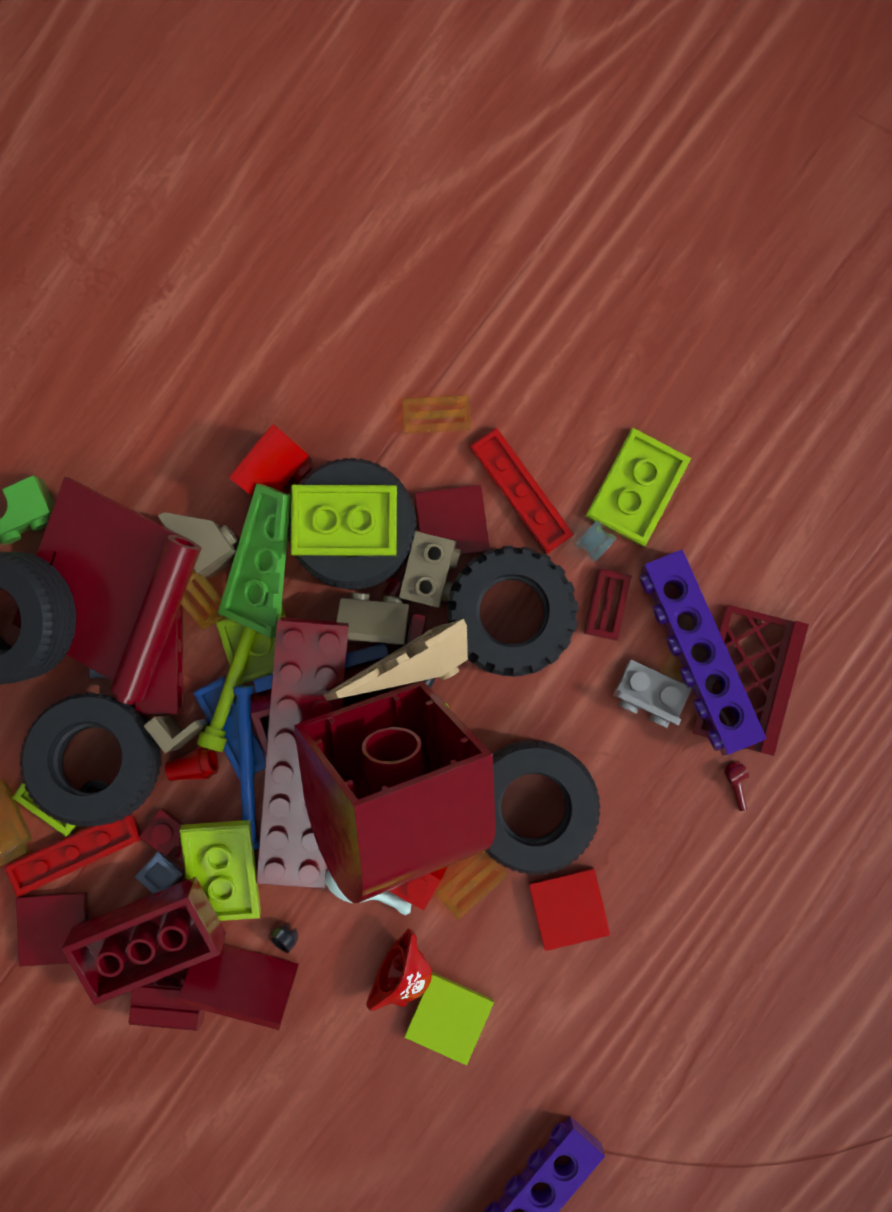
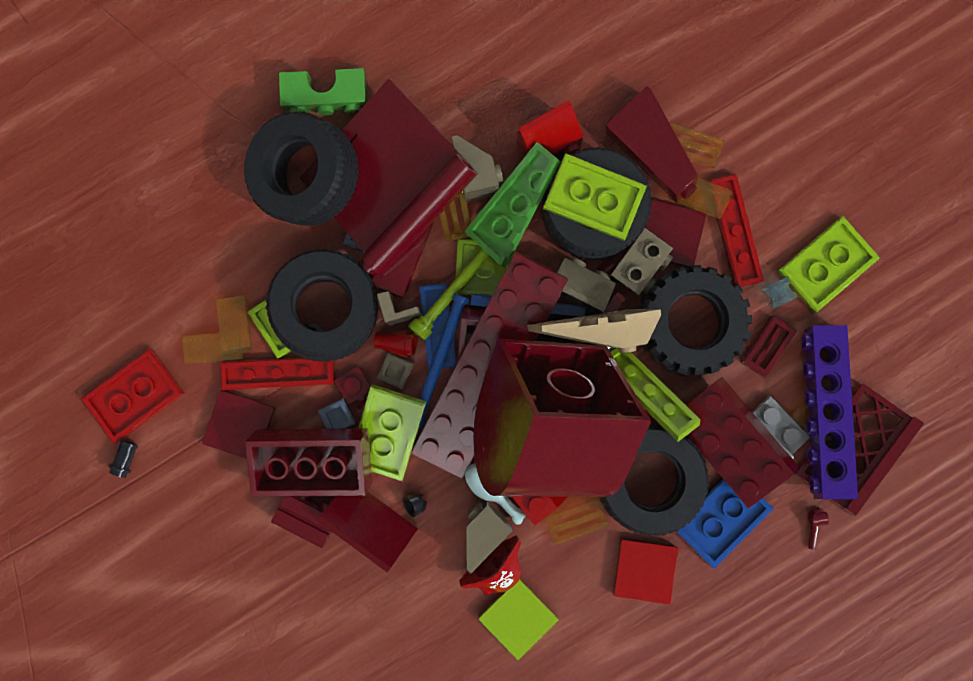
camera: 25 degrees right, 0 degrees up
(204, 797) = (395, 370): none -> dark tan tile
(369, 940) = (484, 532): none -> dark tan slope
(387, 431) = (653, 145): none -> dark red slope
(465, 467) = (708, 199): none -> clear yellow tile
(497, 713) = (656, 397): none -> lime plate
(609, 728) = (738, 444): none -> dark red brick
(633, 815) = (722, 523): none -> blue tile

